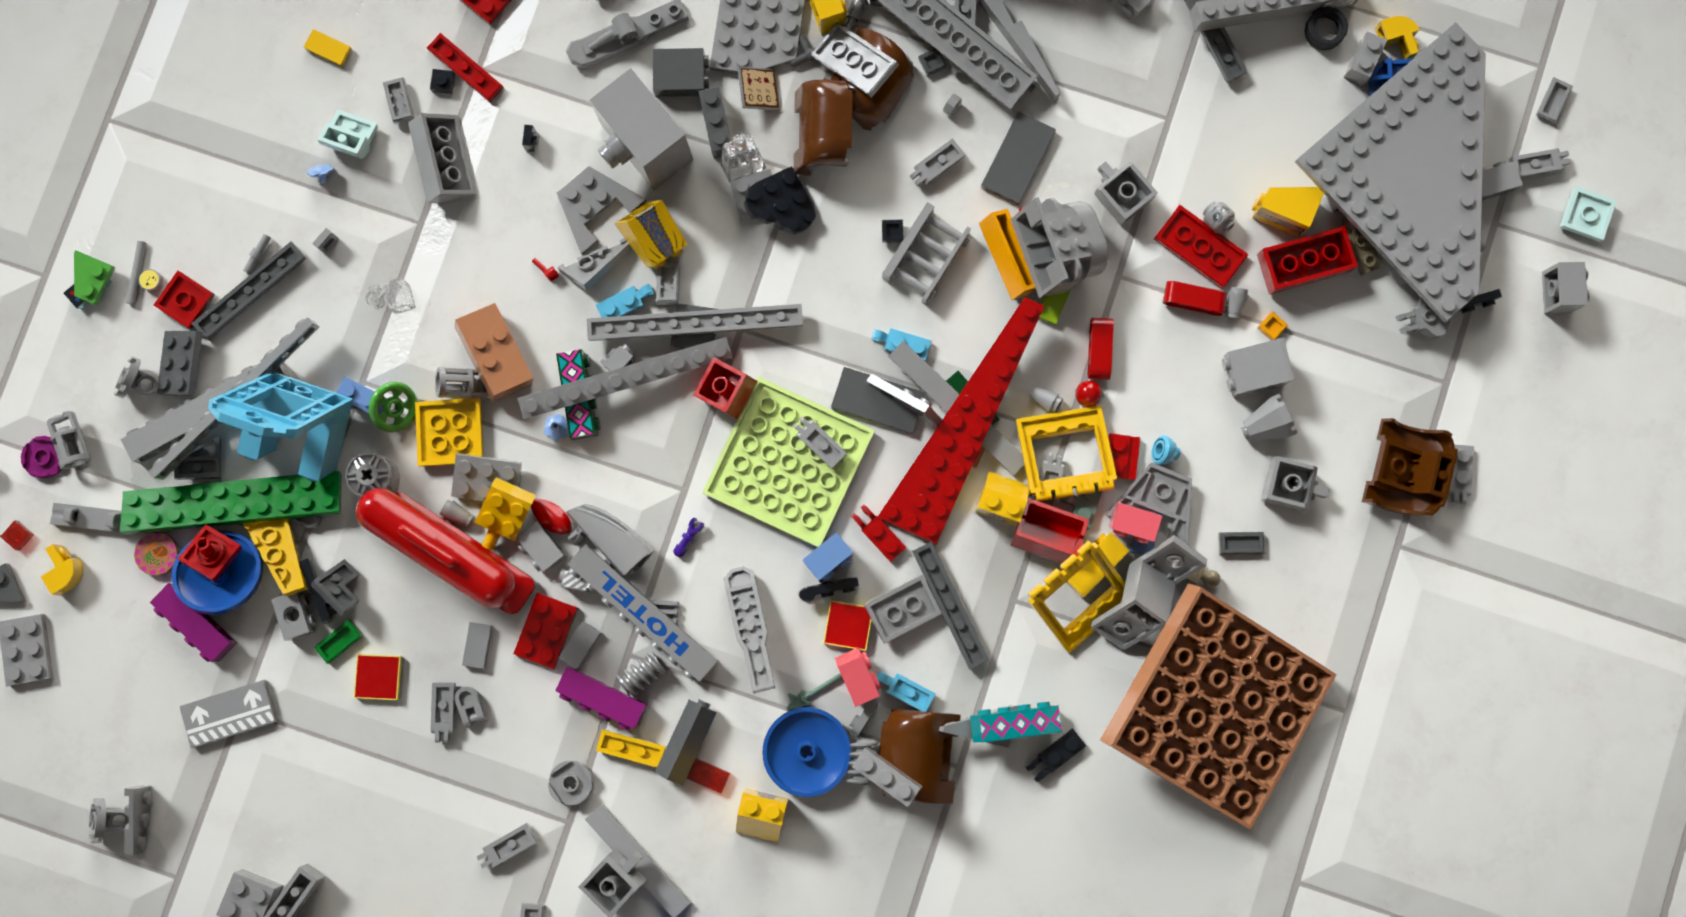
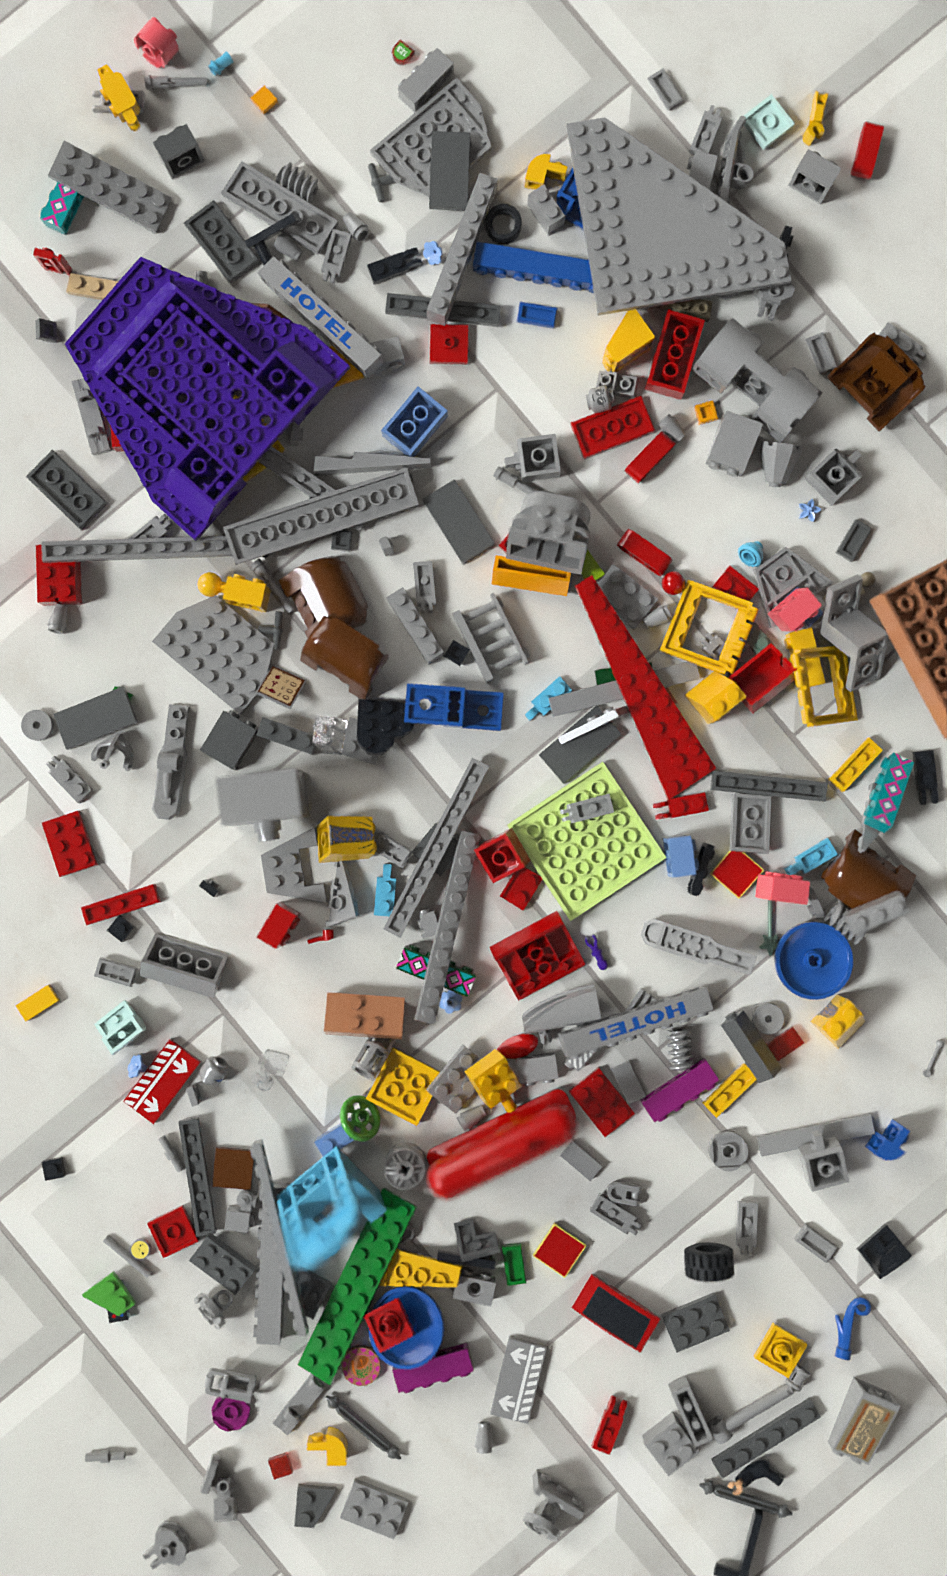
camera: 65 degrees left, 5 degrees up
(98, 592) = (363, 1427): none -> dark grey wheel
(152, 714) = (484, 1439): none -> light grey cone
(180, 155) = (53, 1168): none -> black plate
(231, 830) = (609, 1427): none -> red hinge
(233, 354) = (241, 1218): none -> light grey brick
(275, 318) = (233, 1168): none -> reddish brown tile
(320, 204) = (162, 1081): none -> red tile
(347, 768) = (616, 1313): none -> black slope
(358, 245) = (214, 1070): none -> light grey head
(383, 854) = (695, 1322): none -> dark grey plate
(449, 827) = (709, 1262): none -> black tyre
(531, 220) = (278, 925): none -> red brick
(650, 482) = (537, 955): none -> red piece
(706, 428) = (521, 887): none -> red plate
(713, 743) = (774, 1024): none -> light grey piece
(838, 257) = (453, 707): none -> blue bracket
(854, 60) = (307, 599): tile -> none
(893, 176) = (415, 625): none -> light grey brick
(1024, 677) = (855, 764): none -> yellow plate
(1046, 357) = (626, 596): none -> light grey plate
(1084, 59) = (414, 423): none -> medium blue brick
(1089, 181) = (512, 480): none -> light grey pin
(1180, 48) = (448, 344): none -> red plate
(1242, 482) = (809, 510): none -> light blue plant
(1245, 227) = (620, 384): none -> light grey slope
(1261, 112) = (536, 315): none -> blue tile
(1302, 75) = (532, 266): none -> blue brick
(1338, 315) = (734, 361): none -> light grey cylinder
(1401, 400) = (821, 353): none -> light grey tile
(1526, 206) = (733, 163): none -> light grey piece
(1622, 258) = (815, 128): none -> yellow piece
(1625, 324) = (867, 150): none -> red beam

